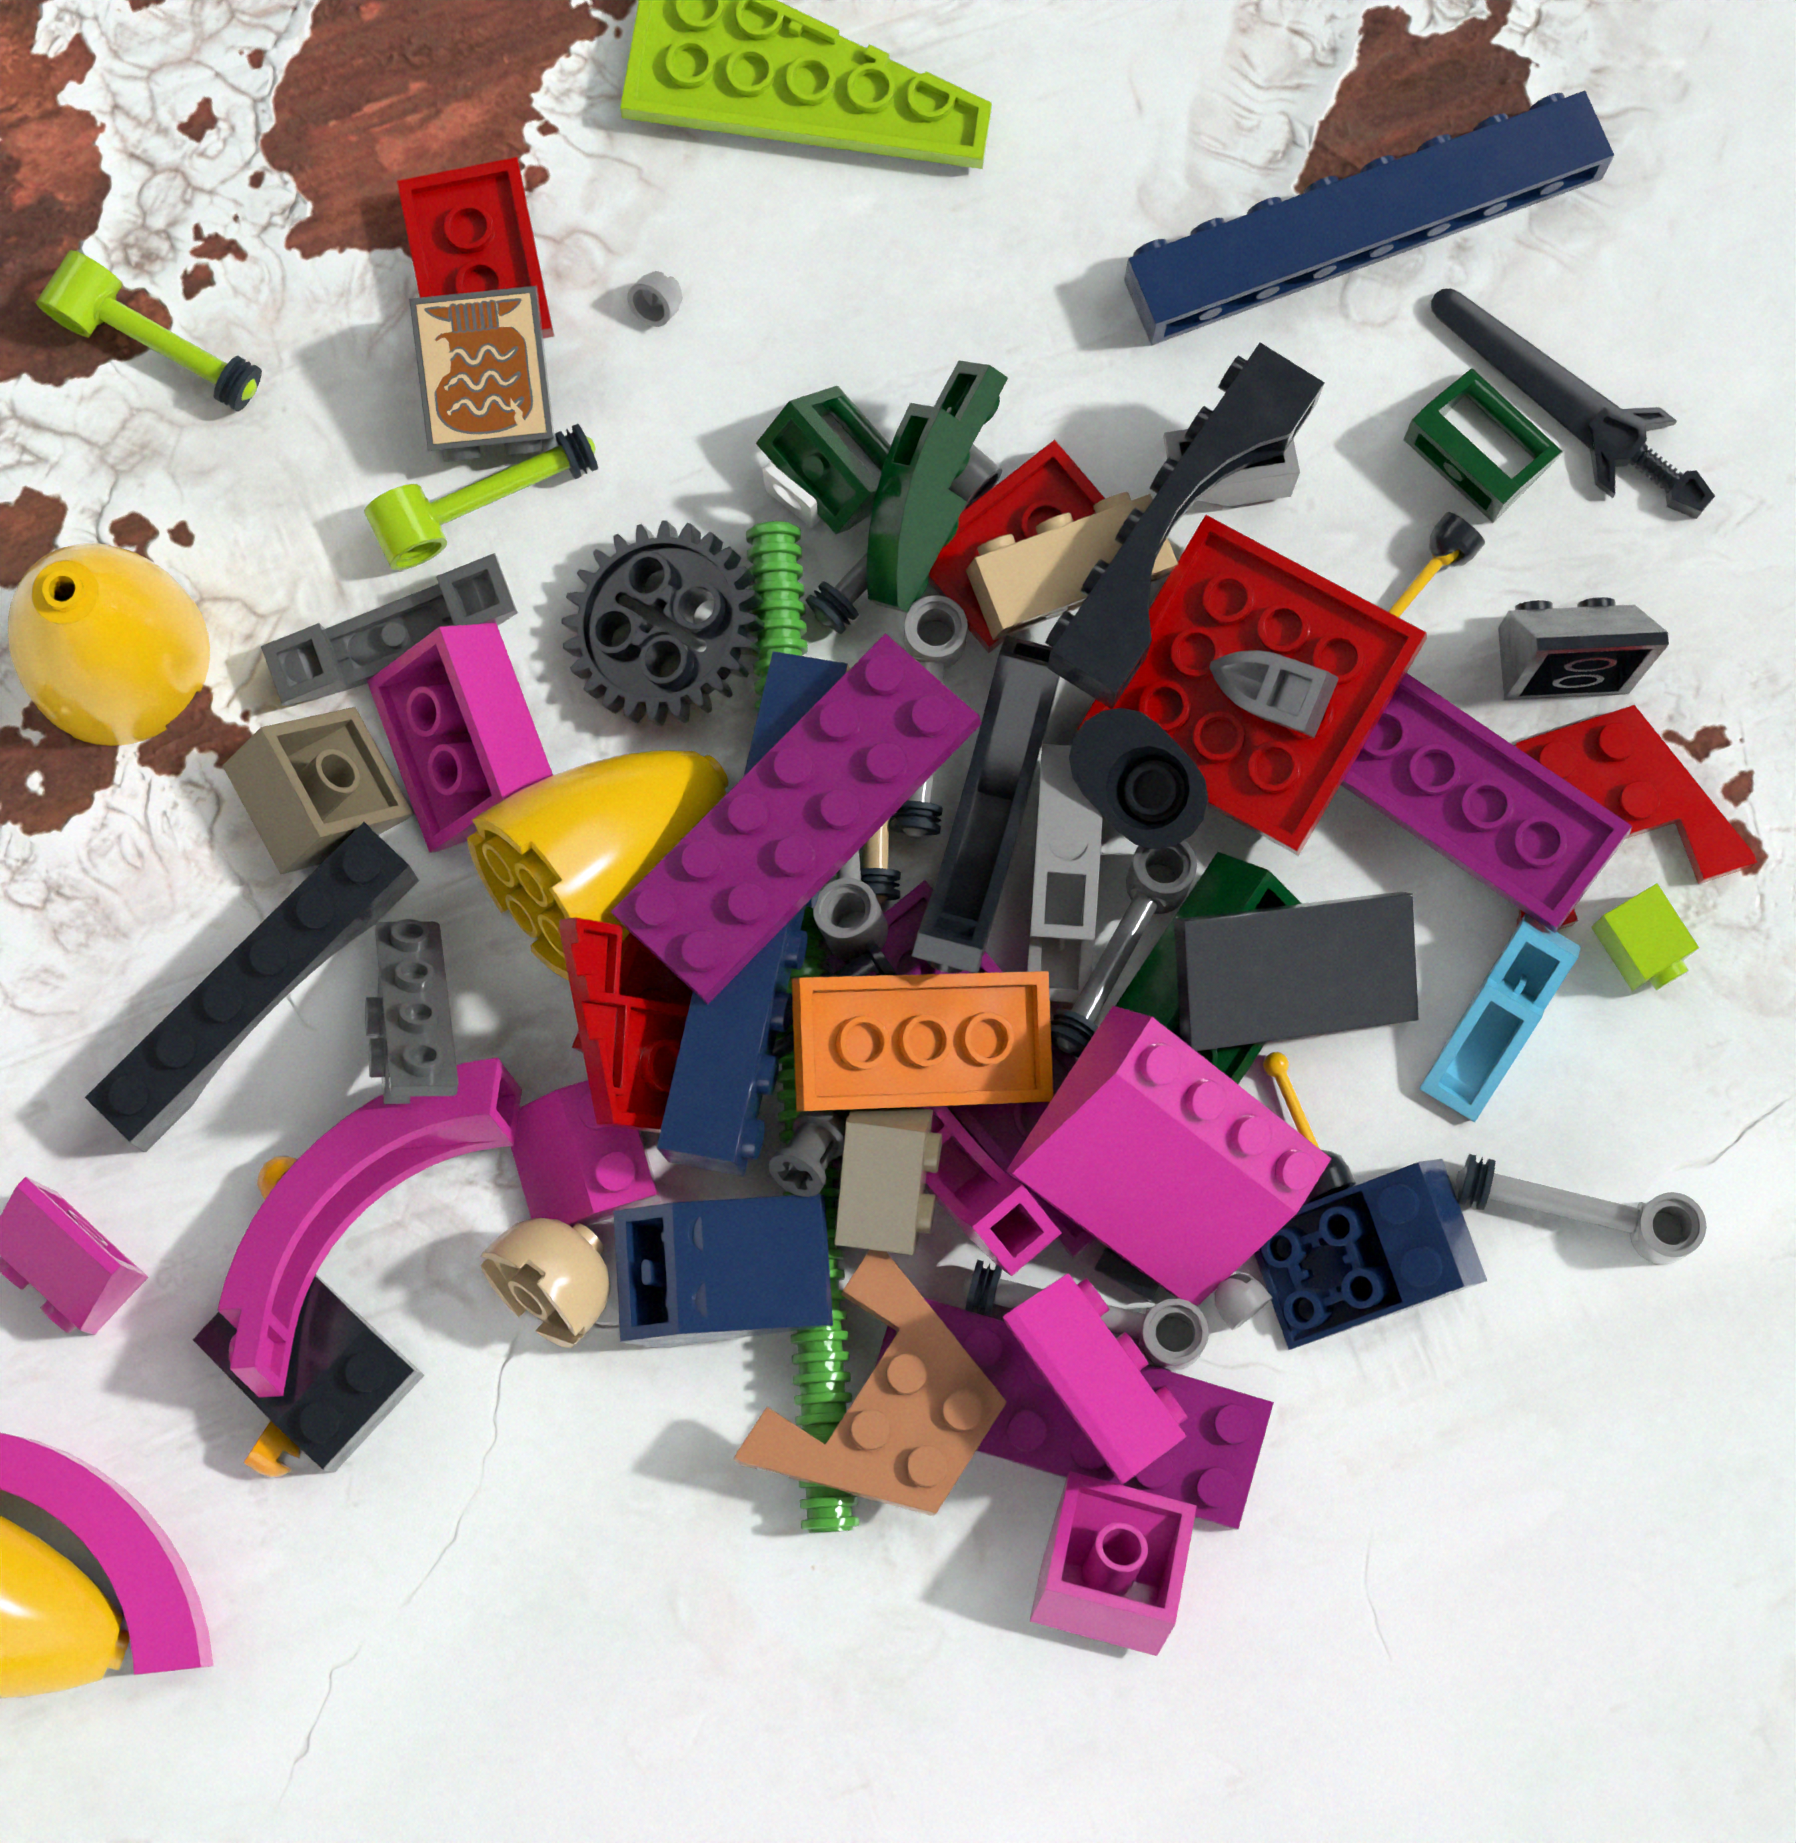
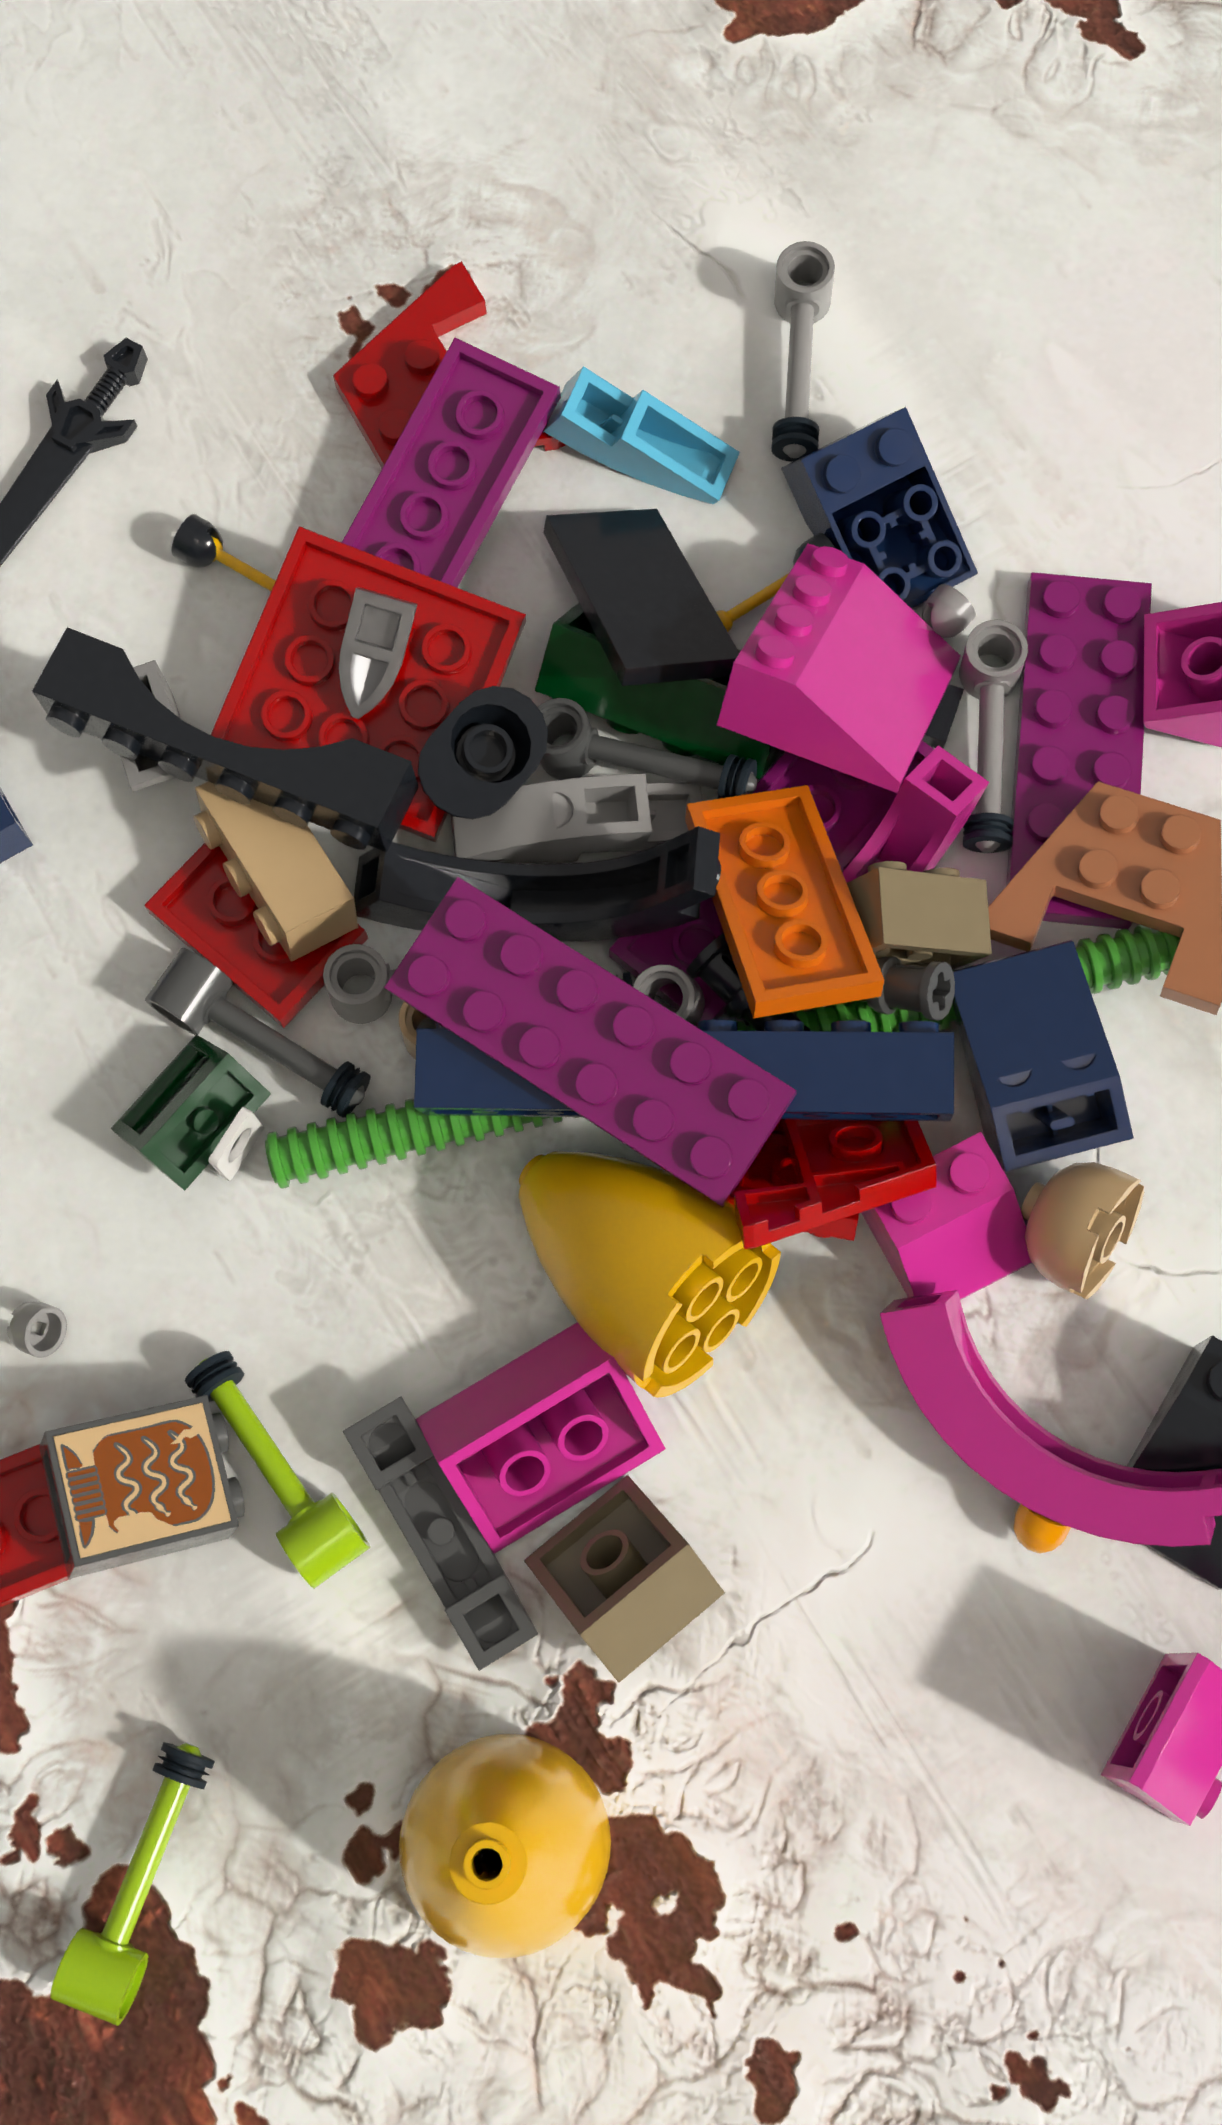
camera: 95 degrees left, 5 degrees down
(194, 1040) = (855, 1599): black arch -> none
(411, 1014) = (858, 1411): dark grey bracket -> none
(693, 574) = (334, 1225): black gear -> none
(913, 503) = (220, 1009): dark green slope -> none
(1097, 1376) = (1063, 698): dark pink slope -> none
(1465, 463) = (116, 548): dark green tile -> none
(1576, 649) = (287, 409): black slope -> none
(1646, 939) = (548, 333): lime brick -> none

